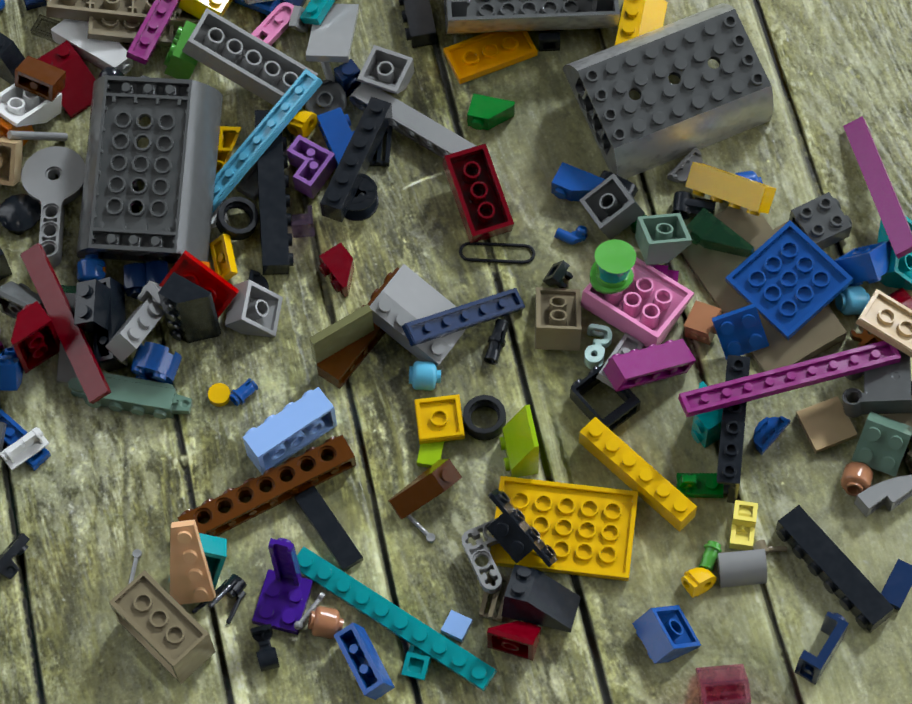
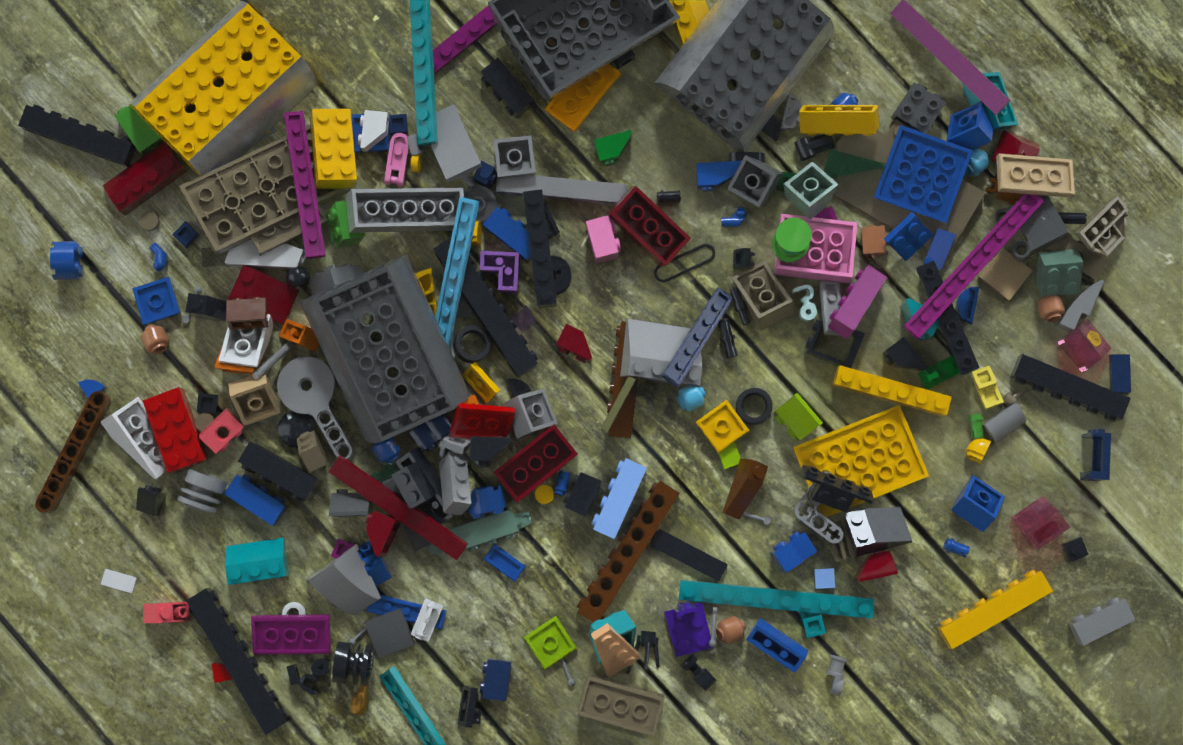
camera: 30 degrees left, 20 degrees up
(18, 231) = (311, 451): none -> dark tan brick
(55, 543) = (496, 679): none -> dark blue brick
(77, 130) = (299, 335): none -> orange slope
(133, 539) = (550, 642): none -> lime tile
(138, 439) = (504, 562): none -> blue tile
(228, 356) = (535, 463): none -> dark red brick
(256, 409) = (582, 494): none -> black slope
(289, 37) = (416, 163): none -> yellow tile
(425, 185) = (602, 239): none -> bright pink brick
(436, 578) = (793, 552): none -> blue brick
(517, 183) = (668, 197): none -> black pin
(527, 318) = (740, 306): none -> black bar
(616, 667) = (955, 547): none -> blue pin
(659, 172) = (772, 128): none -> black tile
(669, 447) = (903, 356): none -> black slope
(772, 358) = (940, 248): none -> blue tile
(874, 534) = (1084, 345): none -> clear pink slope

